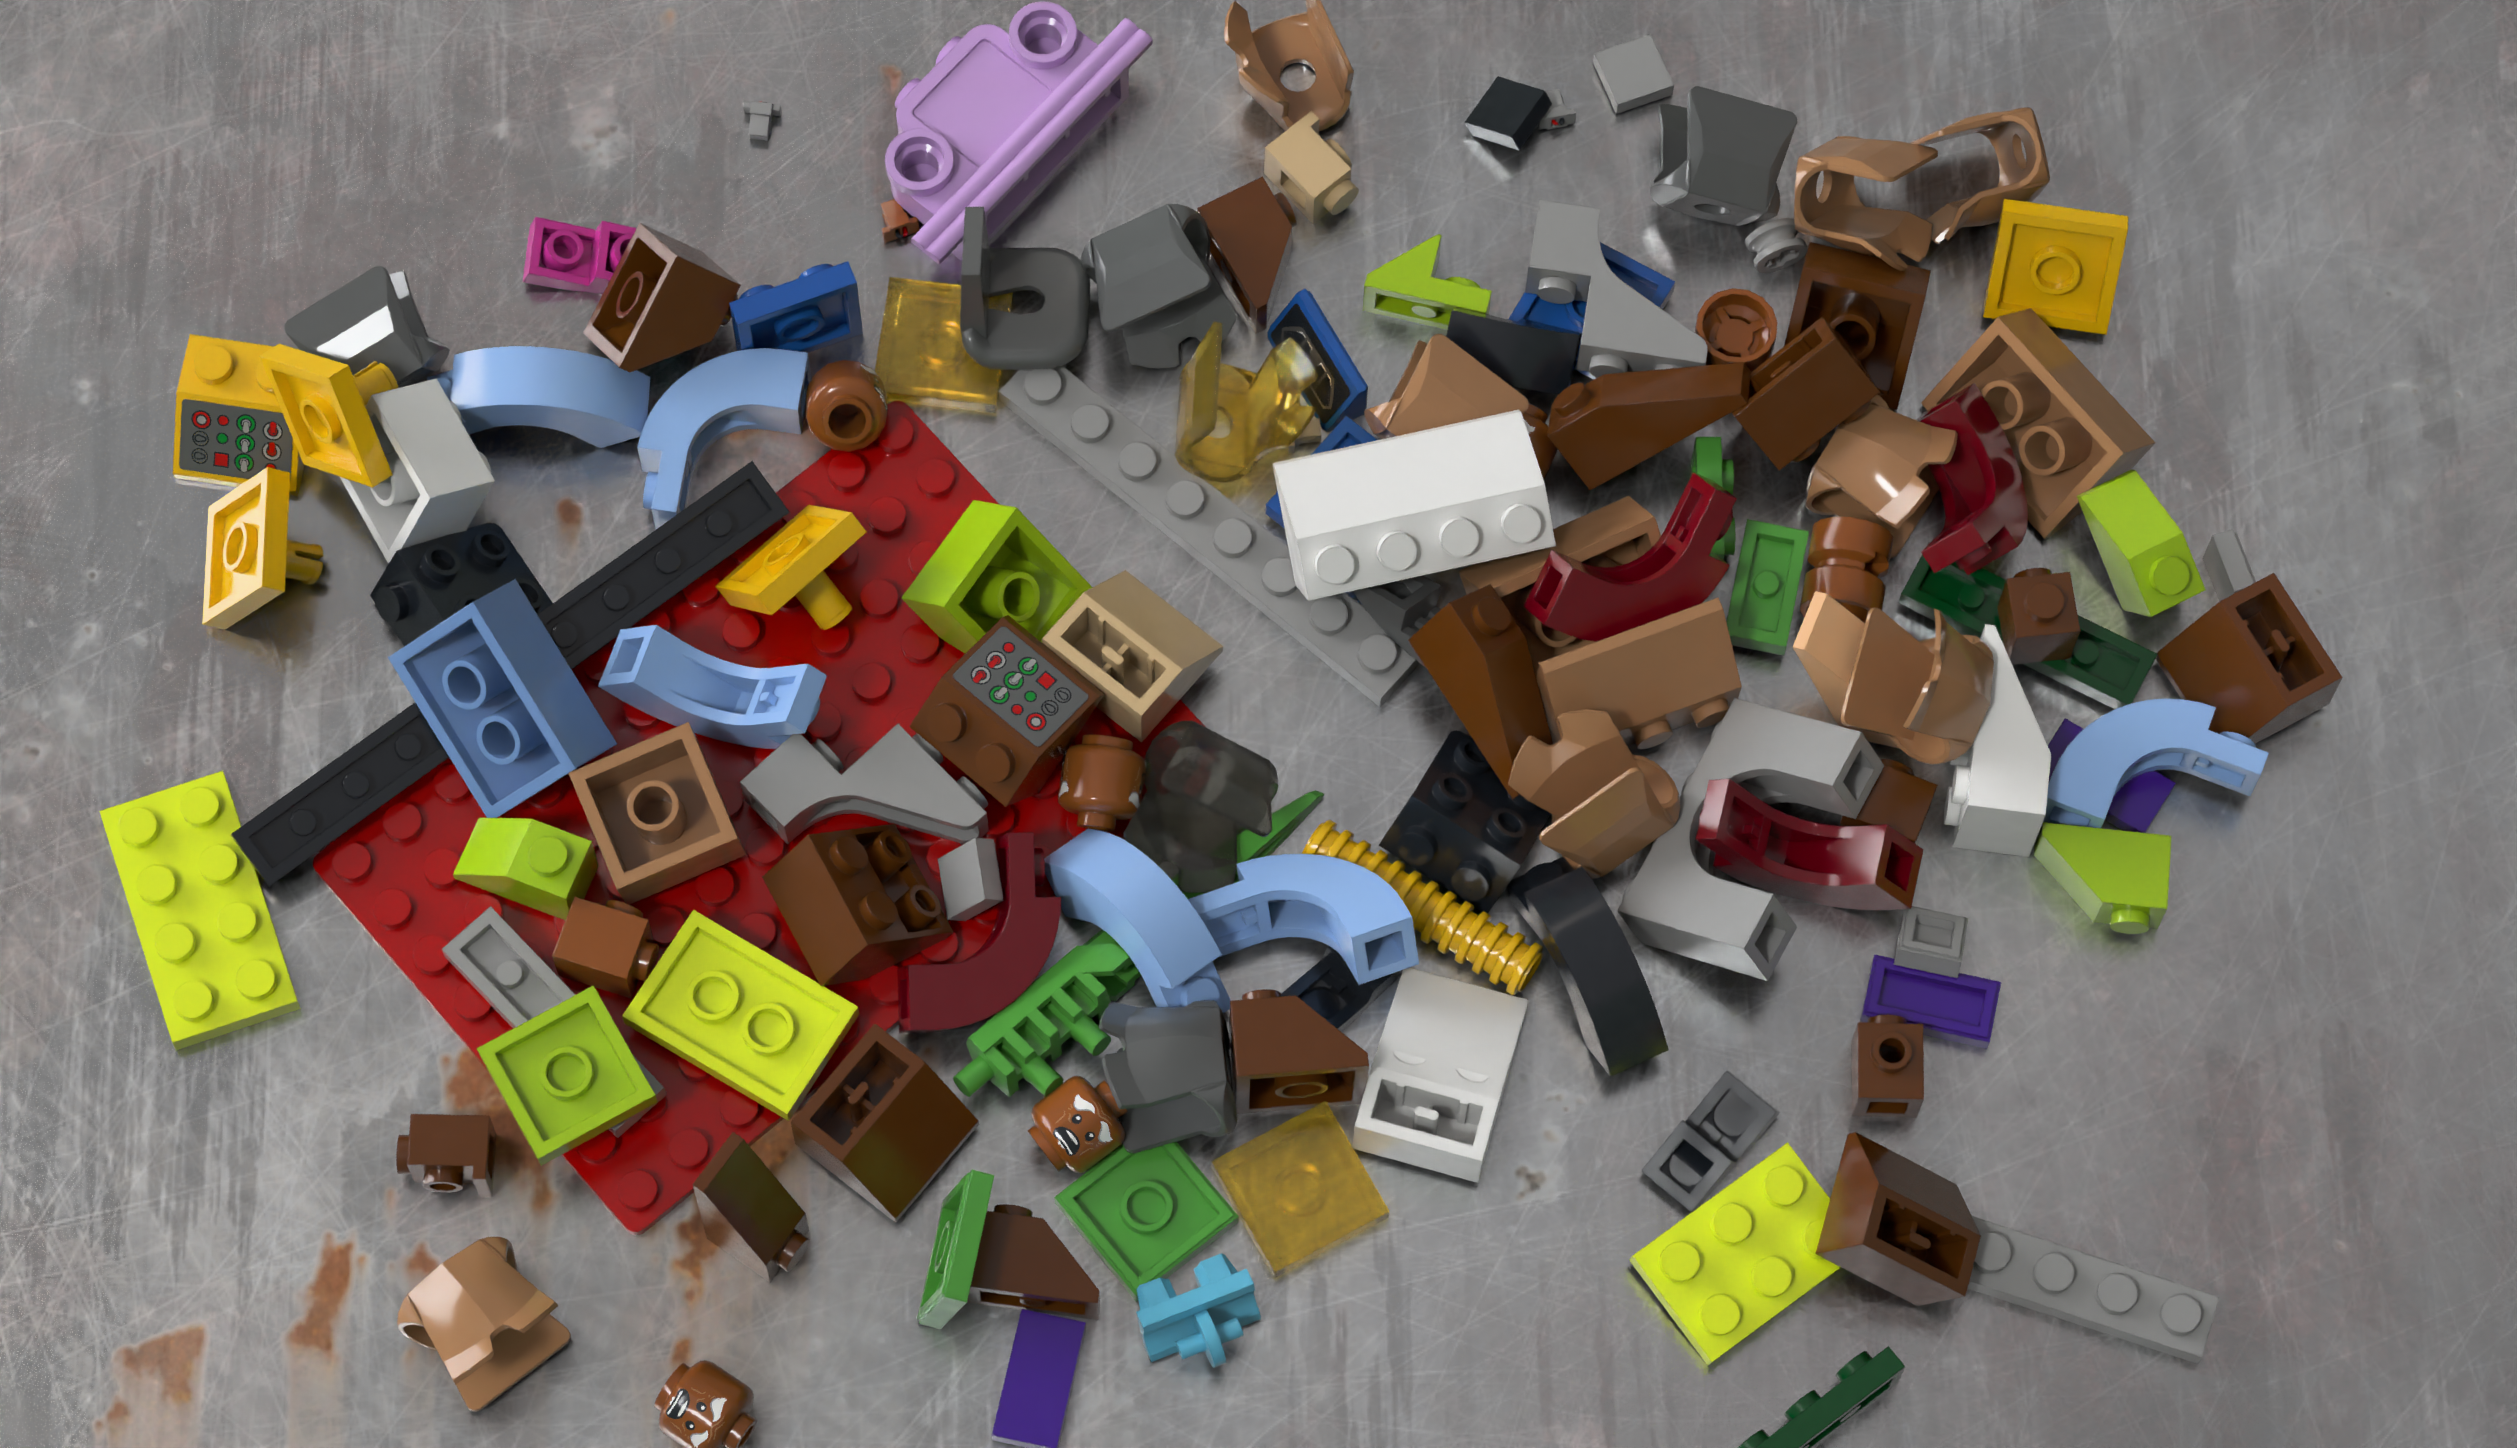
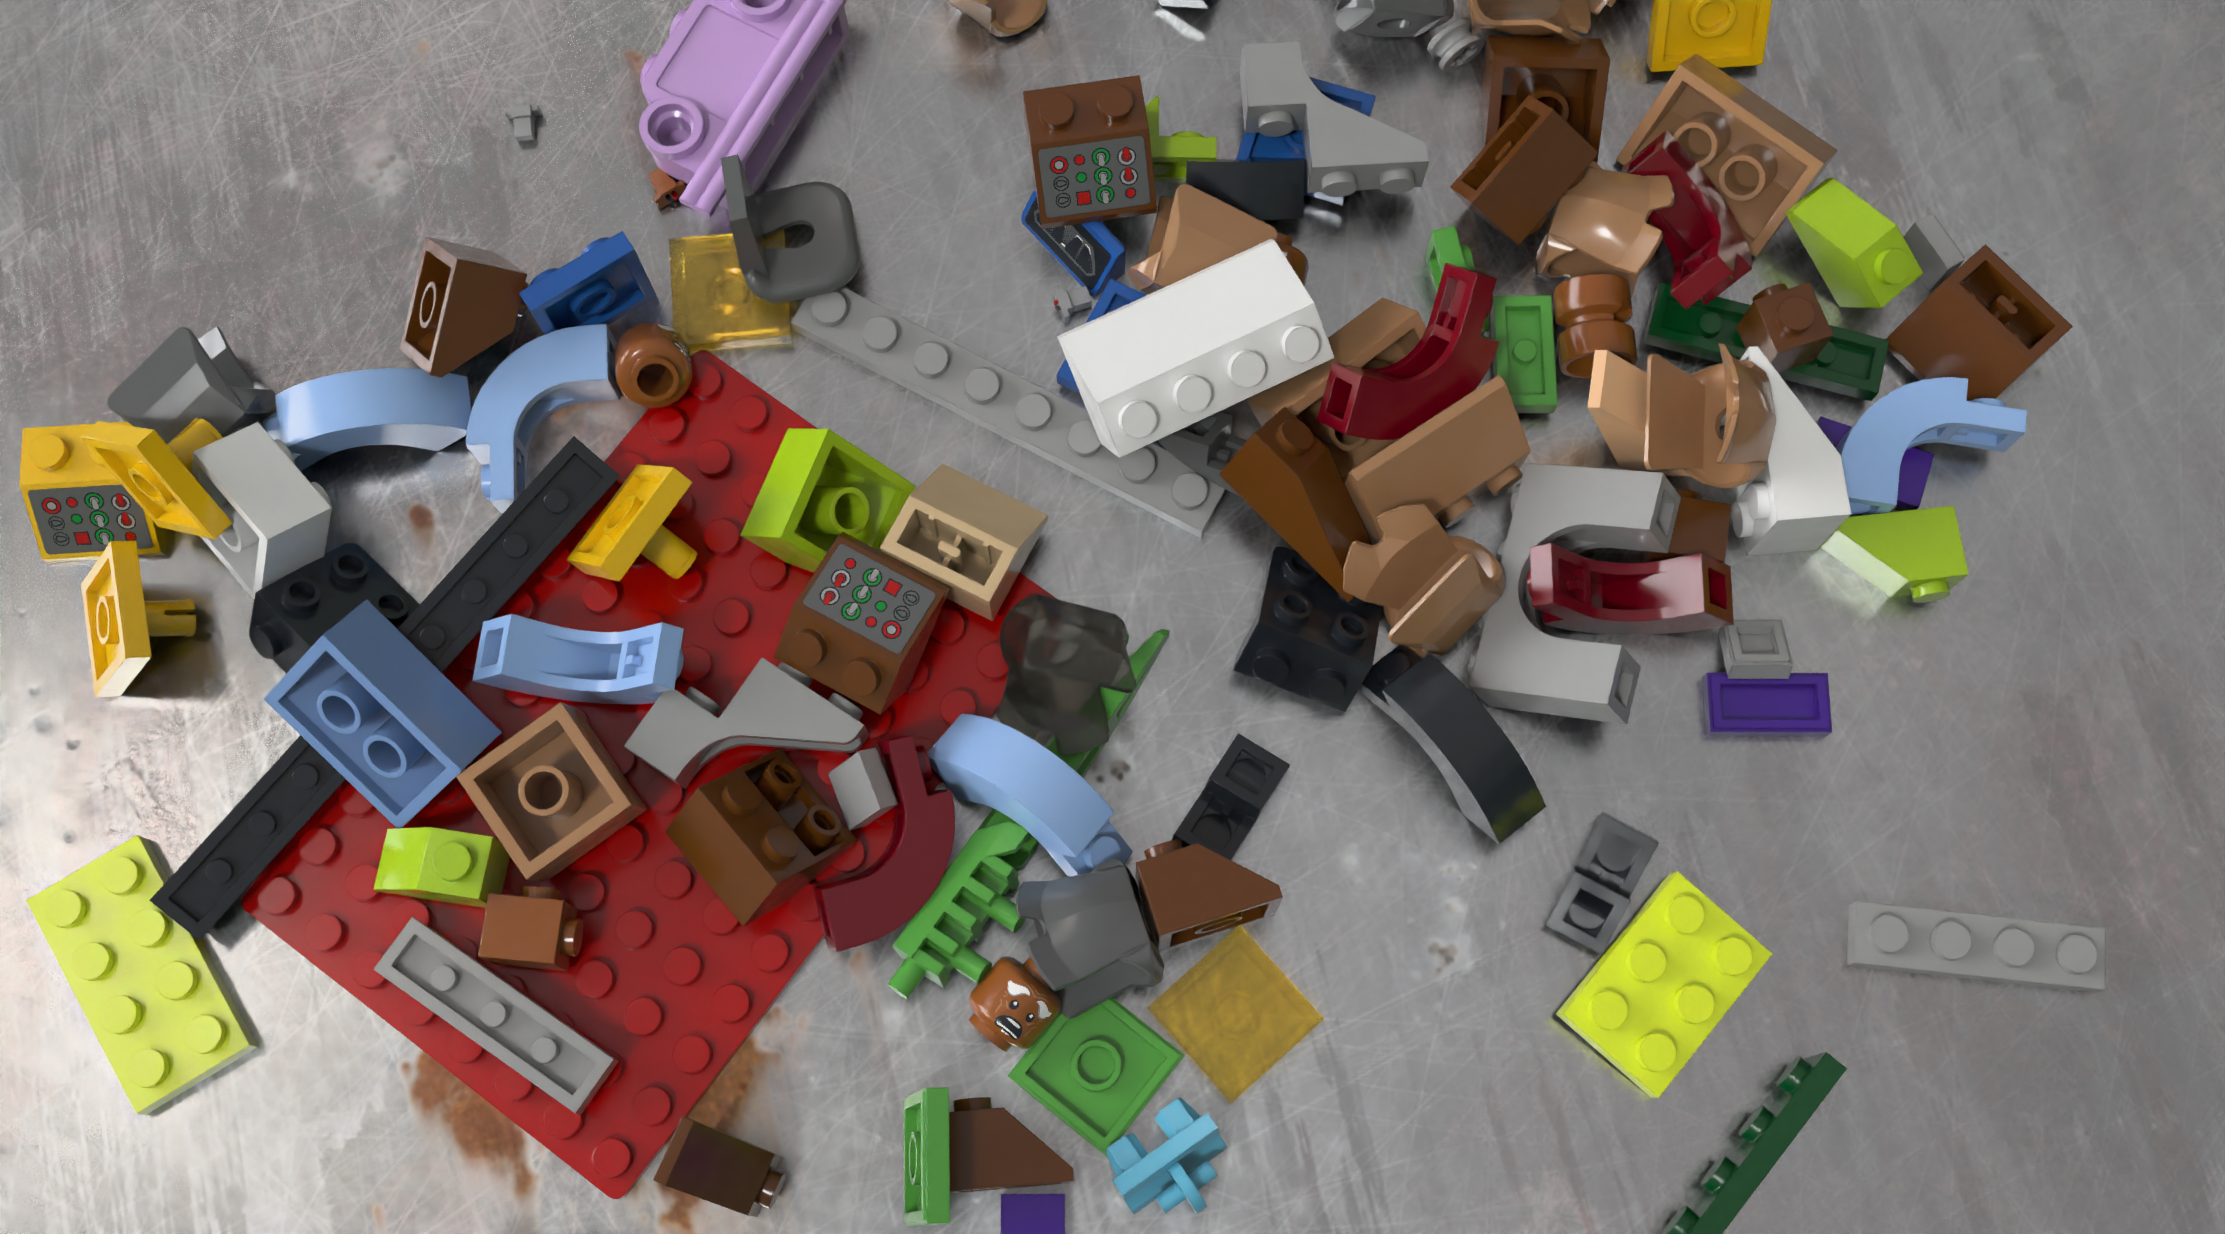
camera: 10 degrees left, 5 degrees up
(449, 1152) = (422, 1163): reddish brown brick -> none
(567, 1075) = (515, 1073): lime plate -> none
(574, 255) = (375, 279): dark pink slope -> none
(741, 1015) = (673, 968): neon yellow plate -> none
(883, 1123) = (831, 1043): reddish brown slope -> none
(1101, 781) = (965, 668): dark orange head -> none
(1157, 284) = (914, 194): dark grey piece -> none
(1251, 246) = (988, 142): reddish brown slope -> none
(1260, 408) = (1030, 286): clear yellow piece -> none
(1310, 170) = (1024, 60): tan brick -> none
(1316, 901) = (1191, 736): light blue arch -> none
(1352, 279) = (1090, 151): none -> slope
(1439, 915) = (1285, 719): yellow piece -> none
(1439, 1074) = (1342, 875): white slope -> none
(1640, 413) = (1379, 220): reddish brown slope -> none
(1737, 328) = (1452, 130): dark orange wheel -> none
(1887, 1067) = (1748, 777): reddish brown brick -> none
(1898, 1225) = (1805, 929): reddish brown slope -> none

